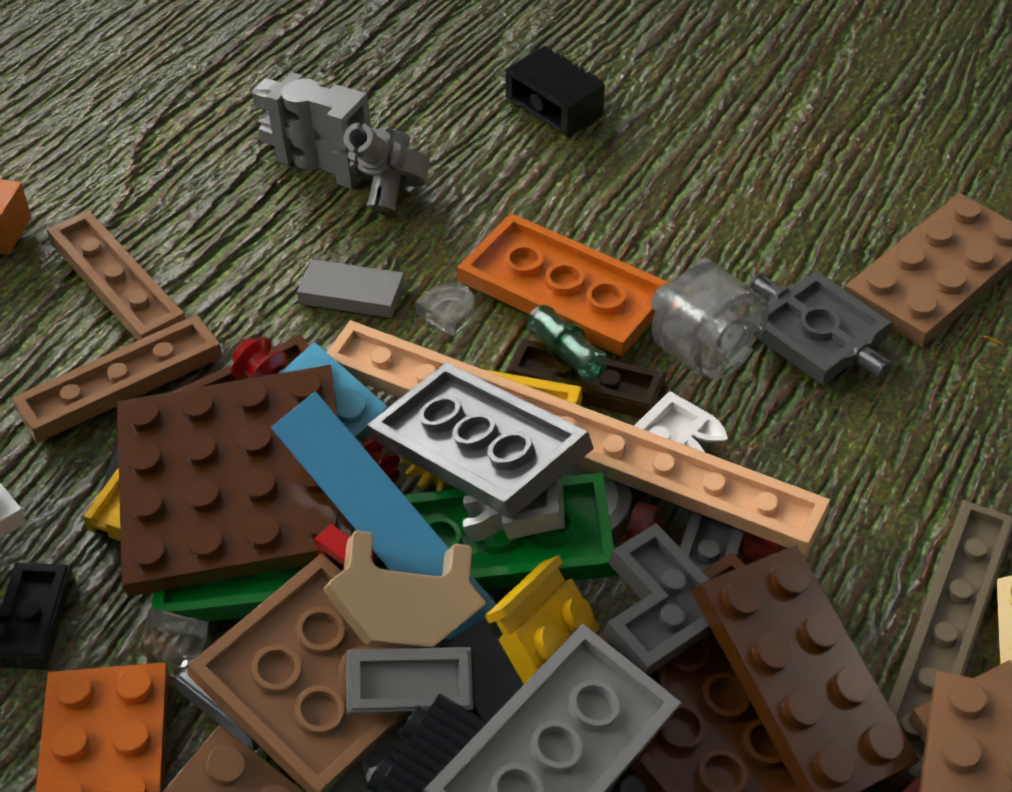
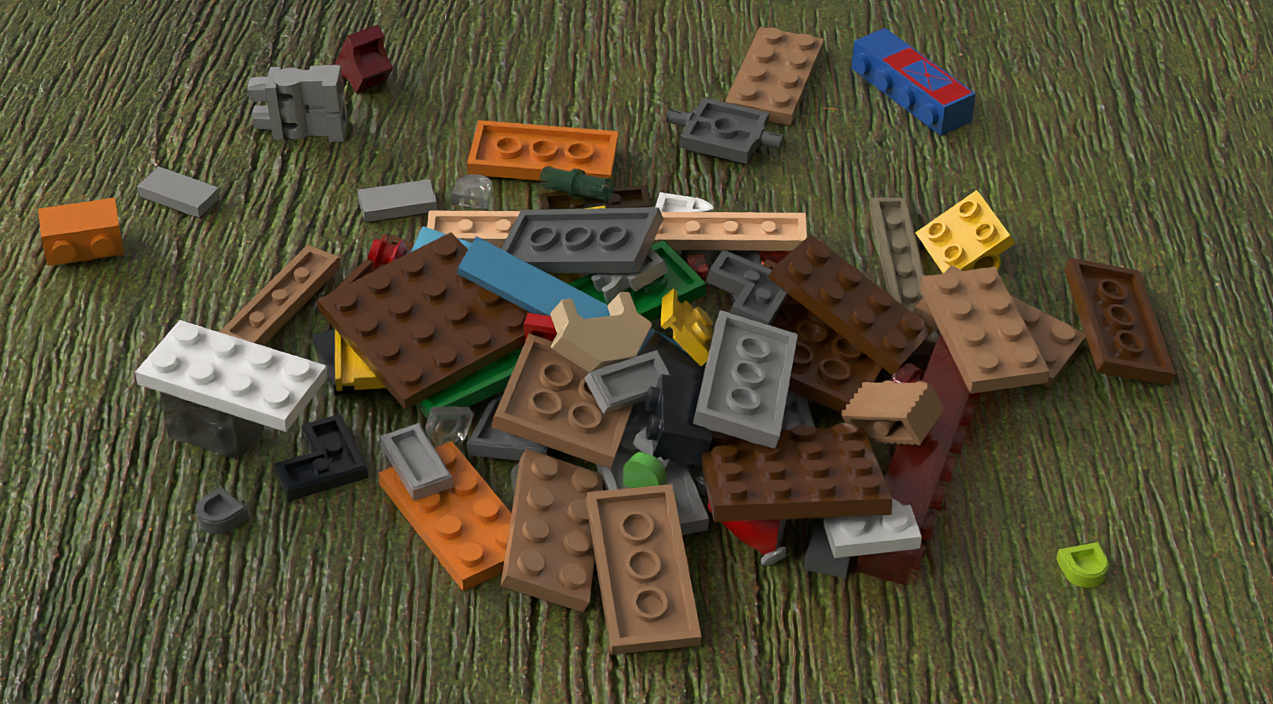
camera: 30 degrees left, 5 degrees down
(86, 681) = (416, 462): none -> light grey tile
(114, 275) = (222, 241): medium nougat plate -> none
(123, 195) = (178, 192): none -> light grey tile
(386, 161) = (373, 113): light grey pin -> none
(429, 92) = (364, 59): none -> dark red brick
(555, 90) = (448, 36): black brick -> none
(708, 319) = (659, 142): clear brick -> none

